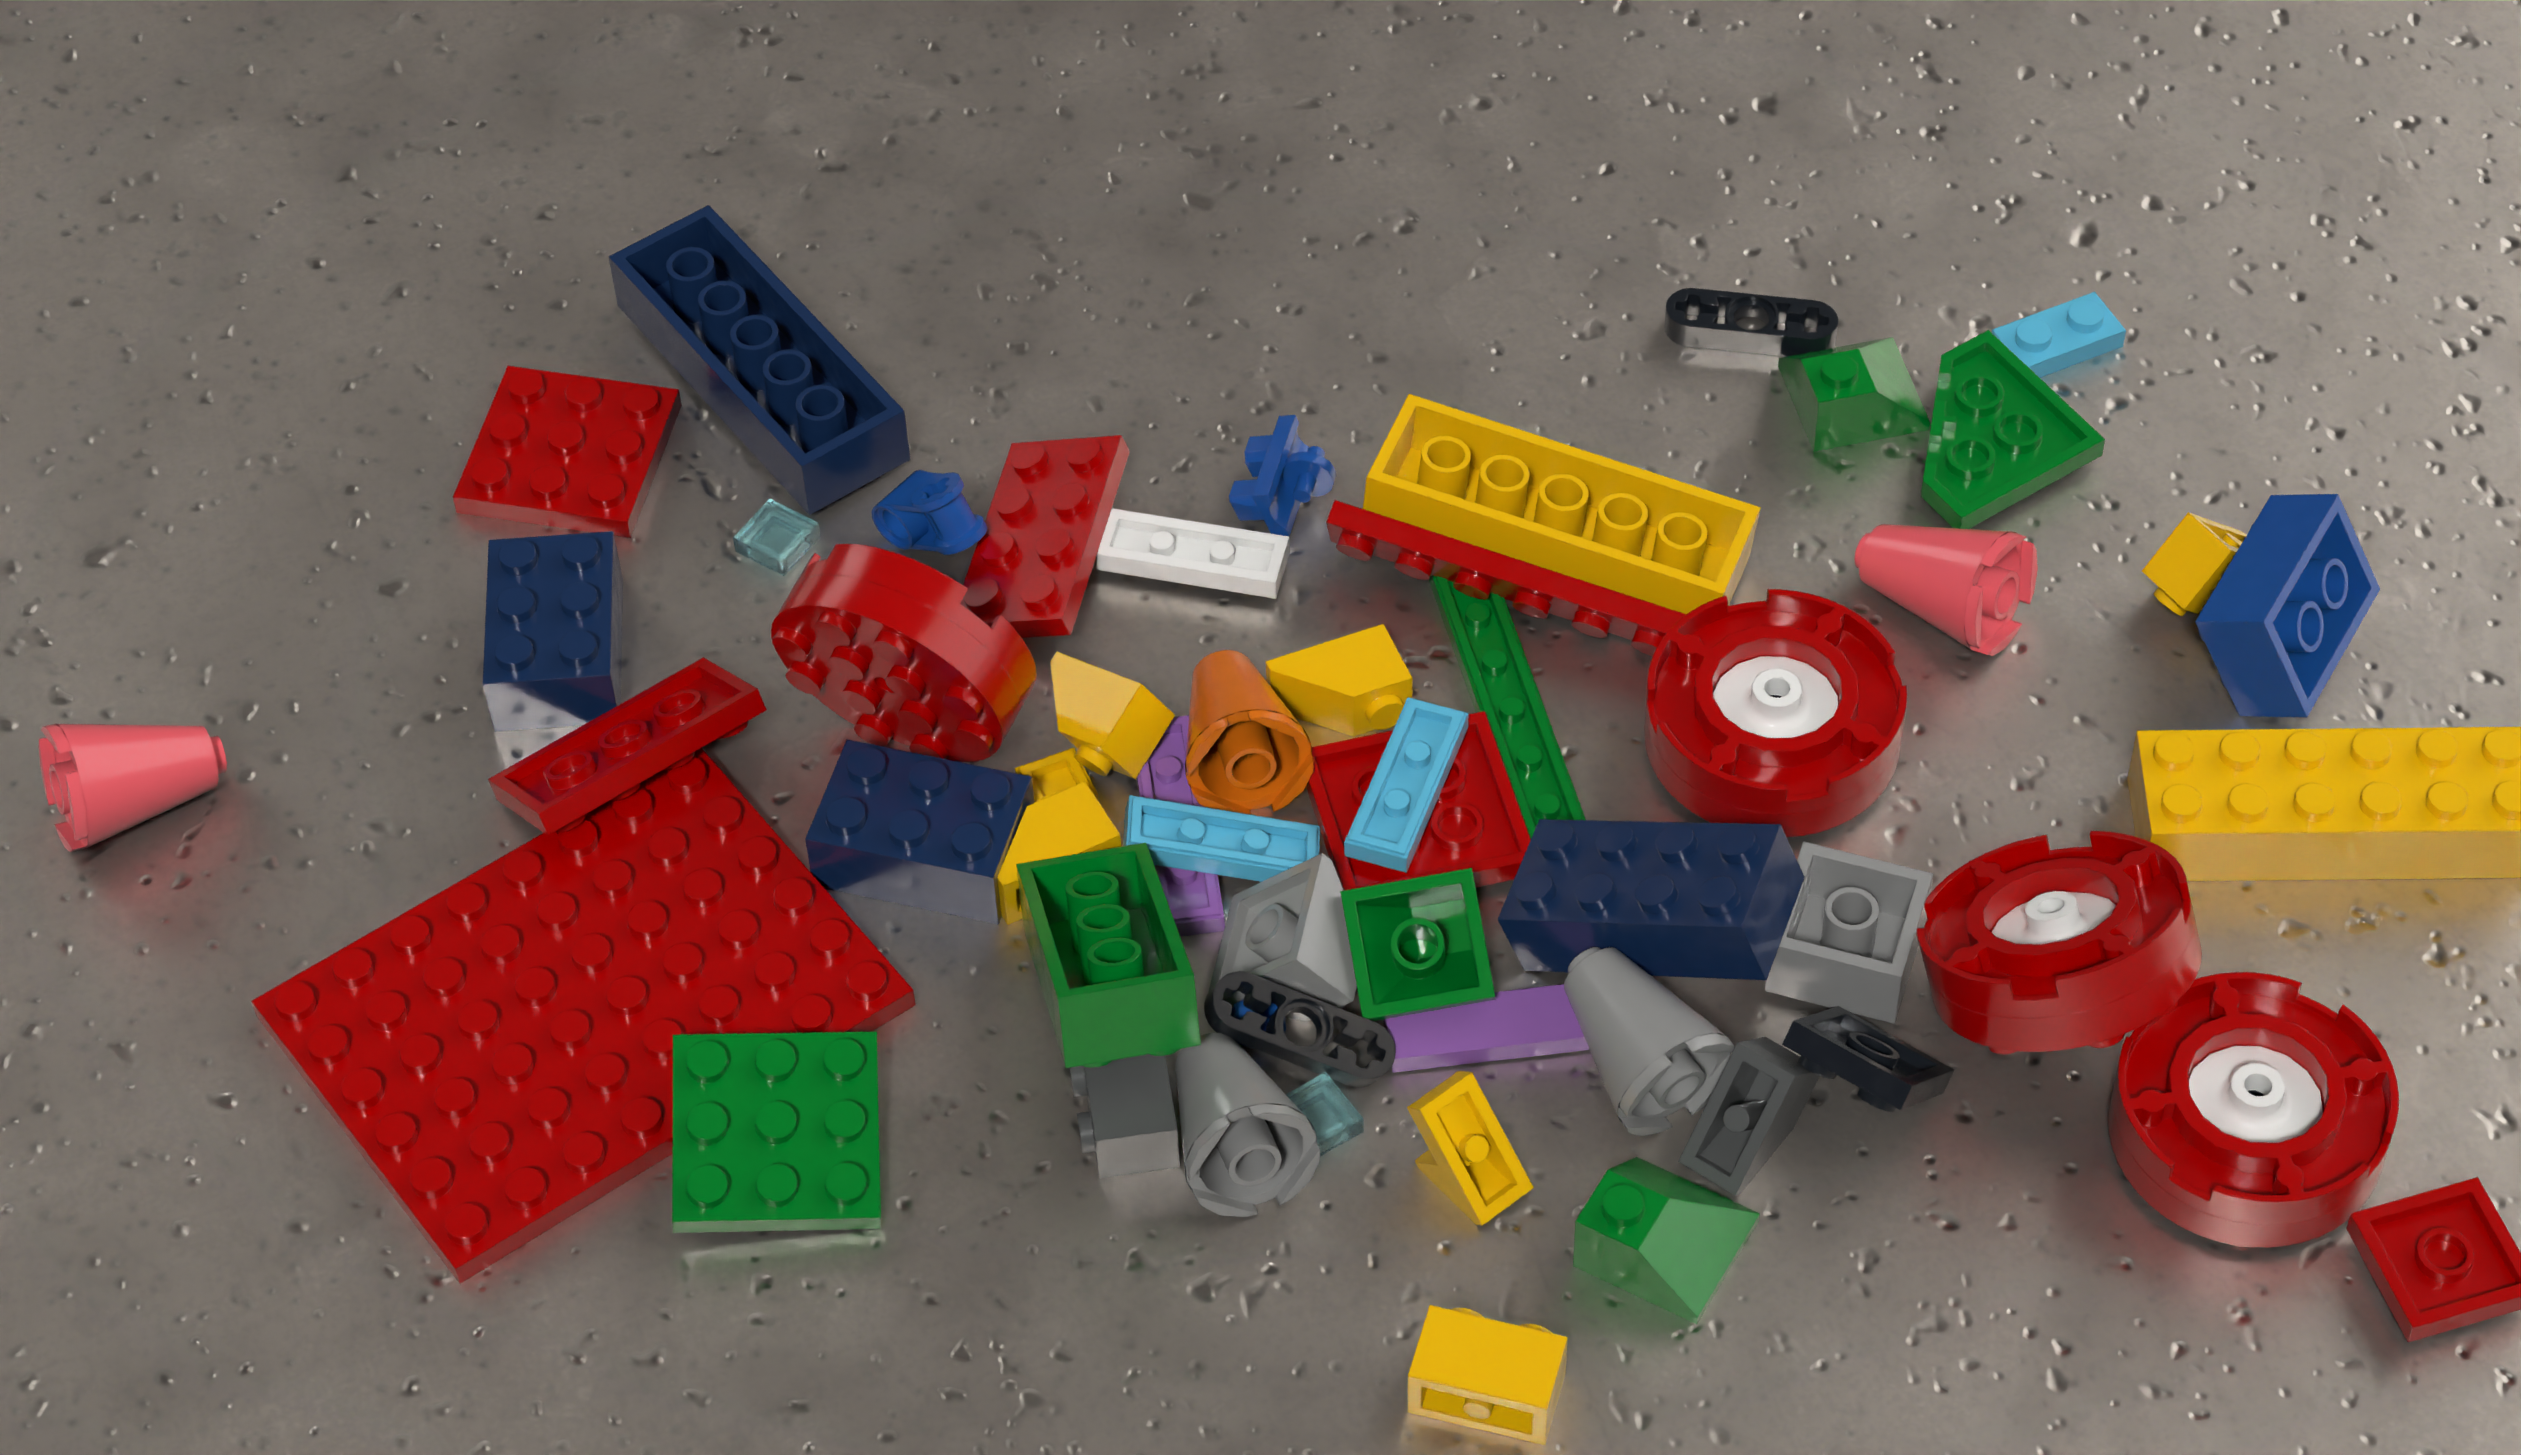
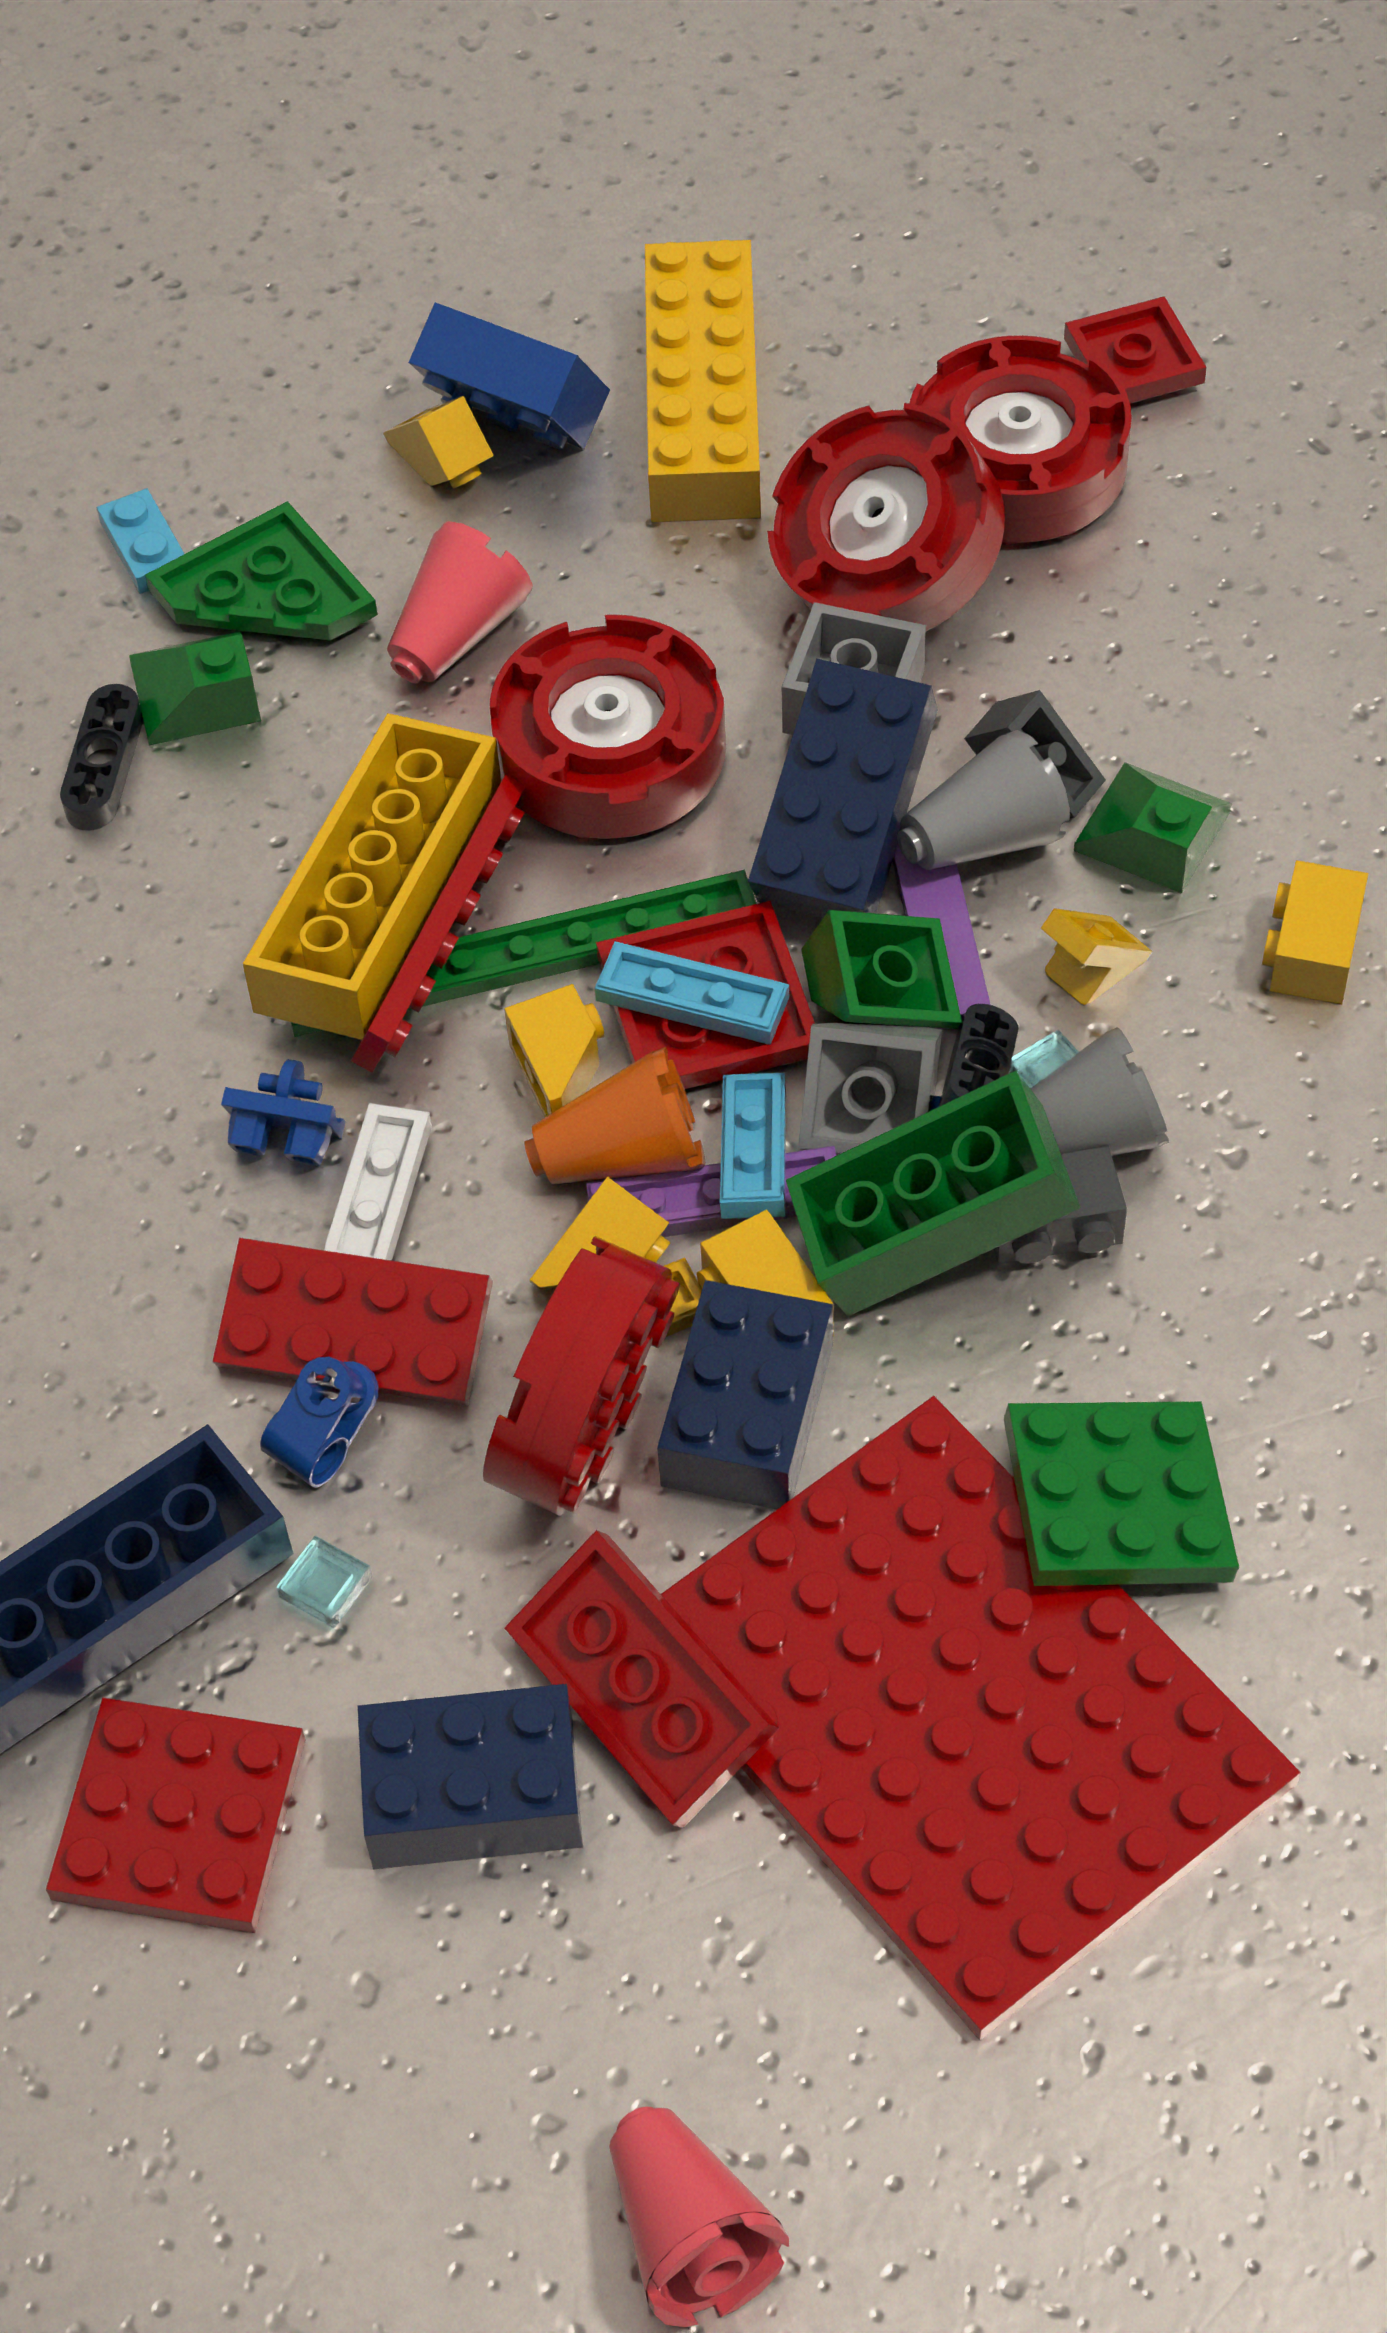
camera: 90 degrees left, 5 degrees up
(1881, 1065) = (991, 665): black plate -> none

